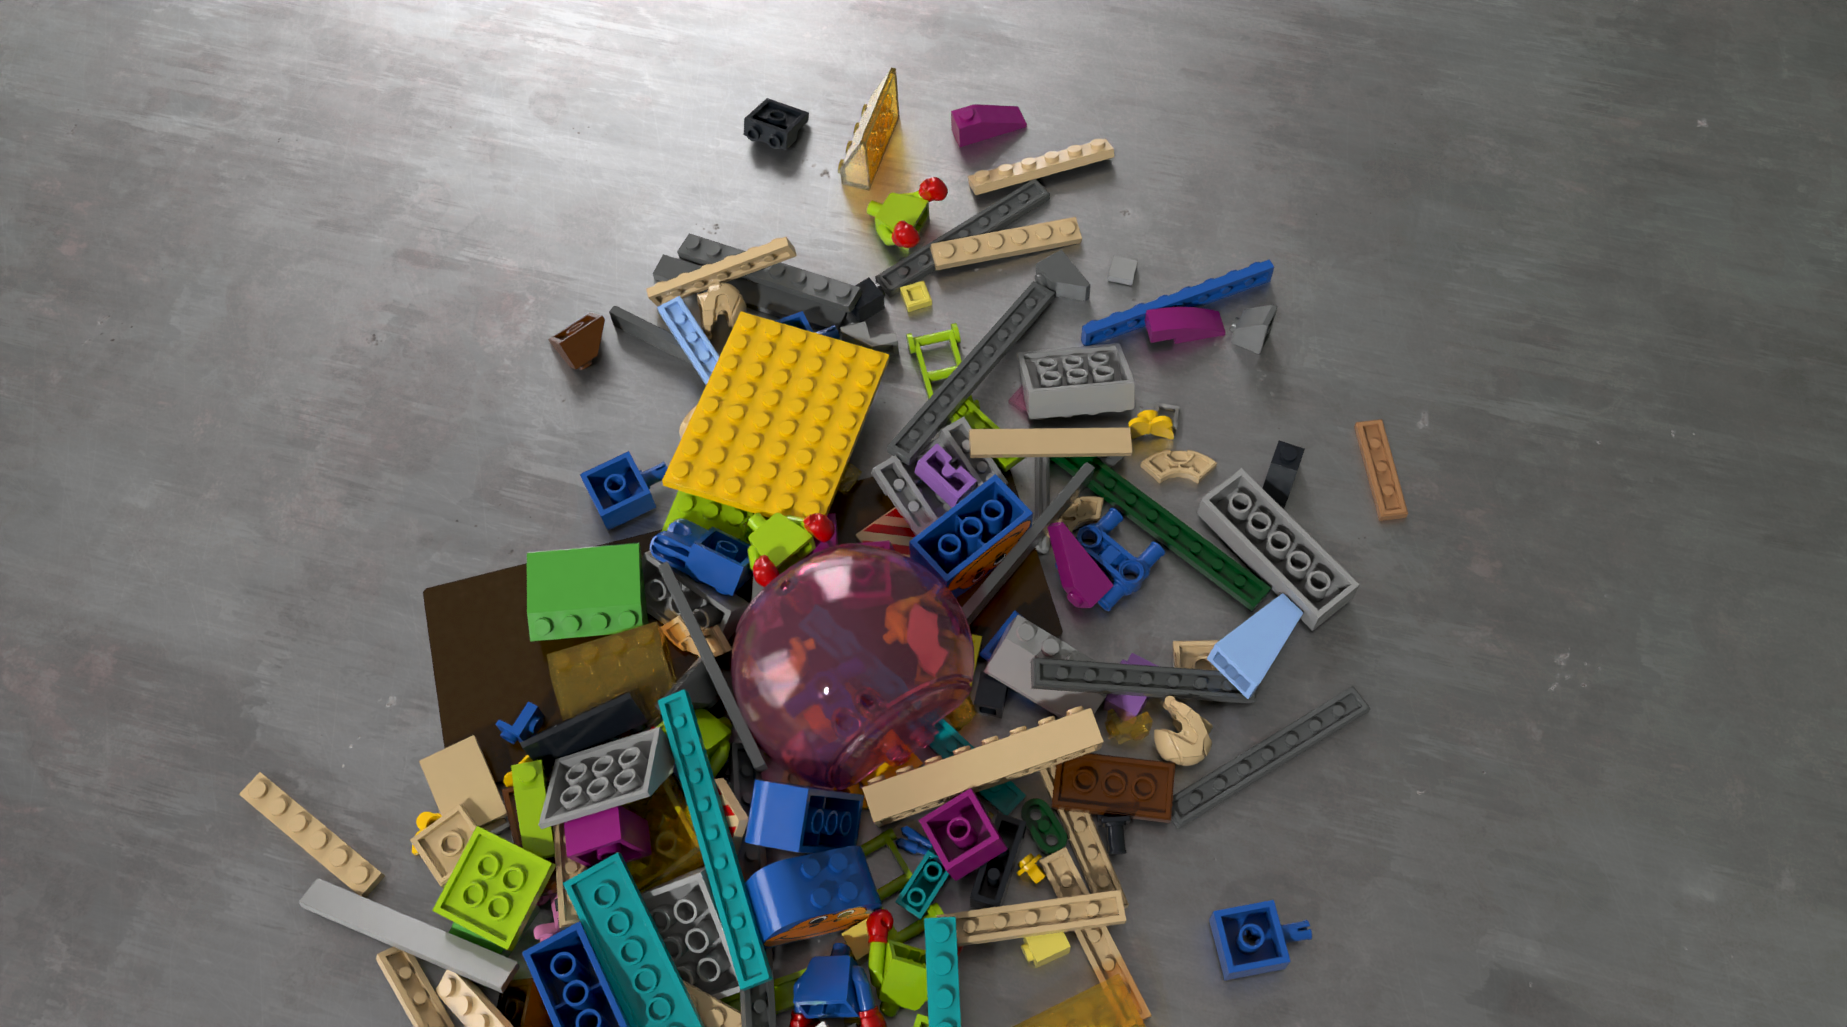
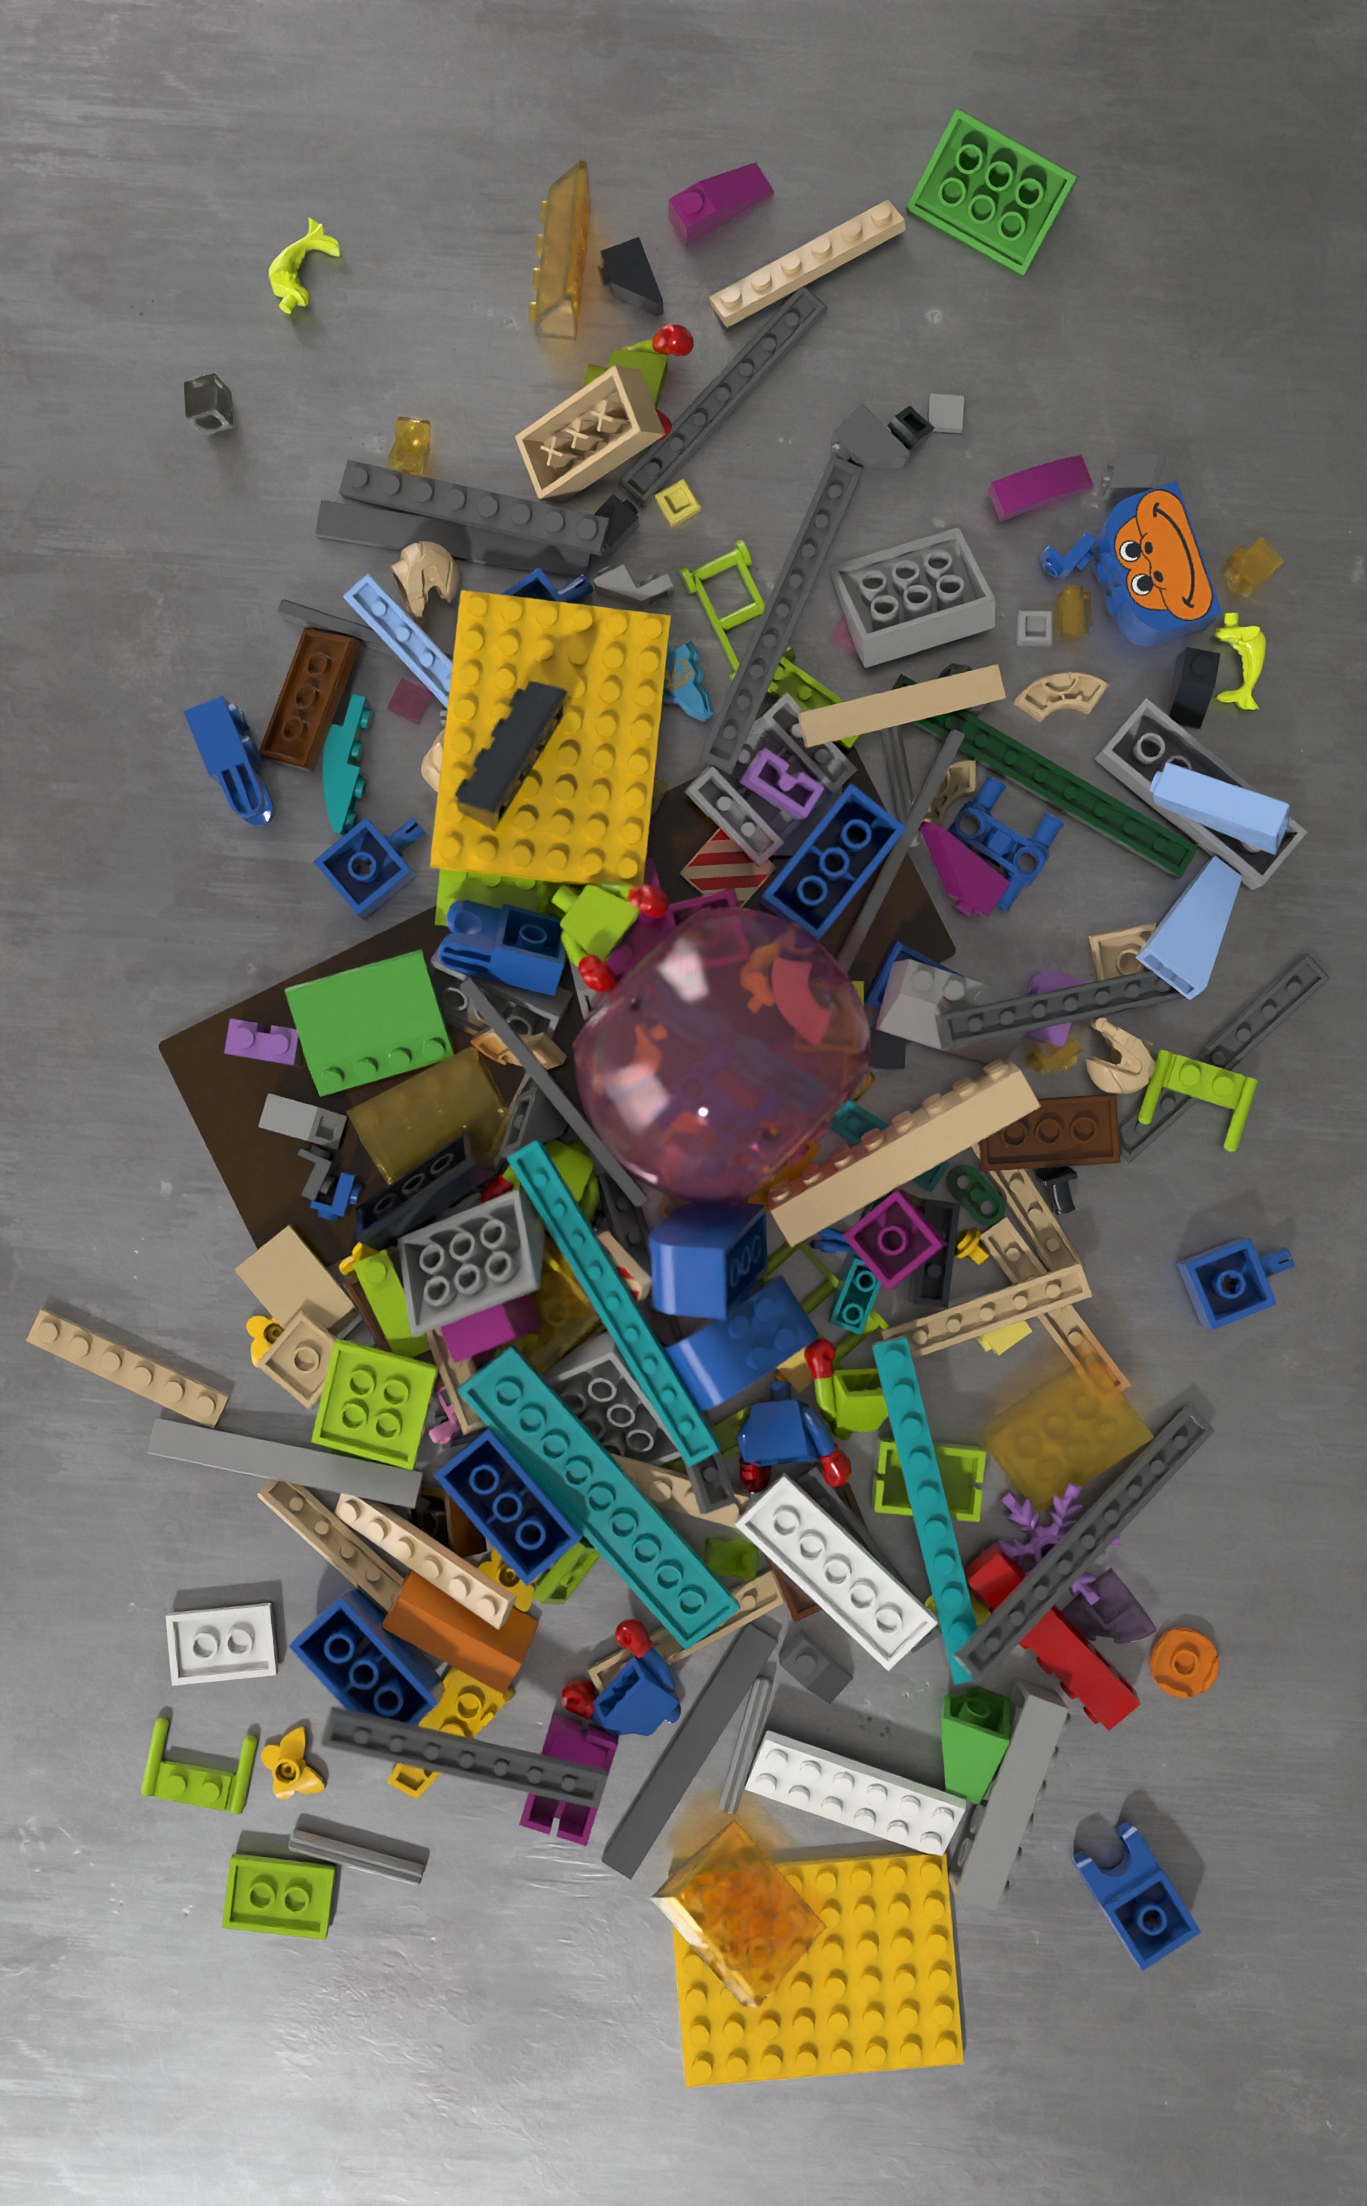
camera: 20 degrees left, 25 degrees up
(494, 597) = (251, 1041): none -> medium lavender brick
(512, 659) = (302, 1121): none -> light grey slope
(512, 704) = (320, 1180): none -> dark grey bracket
(544, 399) = (232, 758): none -> blue brick
(580, 341) = (248, 654): reddish brown slope -> none
(603, 184) = (208, 404): none -> clear smoke brick
(613, 373) = (309, 699): none -> reddish brown tile
(629, 407) = (341, 779): none -> teal slope
(680, 119) = (284, 268): none -> neon yellow animal
(687, 390) = (410, 701): none -> clear pink tile
(722, 271) = (426, 516): tan plate -> none
(736, 230) = (410, 445): none -> clear yellow bracket
(744, 413) = (512, 753): none -> black slope
(774, 124) = (421, 256): black plate -> none
(859, 233) = (589, 434): none -> tan brick
(890, 406) = (684, 682): none -> dark azure rock
(914, 154) = (630, 276): none -> black slope
(1005, 243) = (783, 400): tan plate -> none
(1094, 272) = (910, 427): none -> black tile
(1151, 423) = (1018, 646): yellow animal -> none
(1180, 142) = (992, 191): none -> bright green slope
(1196, 296) = (1037, 447): blue plate -> none
(1196, 409) = (1074, 612): none -> clear yellow brick
(1203, 373) = (1078, 557): none -> blue bracket
(1252, 770) = (1203, 1083): none -> lime plate
(1261, 387) = (1154, 569): none -> brick
(1293, 549) = (1222, 806): none -> light blue slope
(1332, 454) = (1252, 648): none -> neon yellow animal
(1339, 401) = (1251, 567): none -> clear yellow brick
(1380, 470) = (1312, 653): medium nougat tile -> none

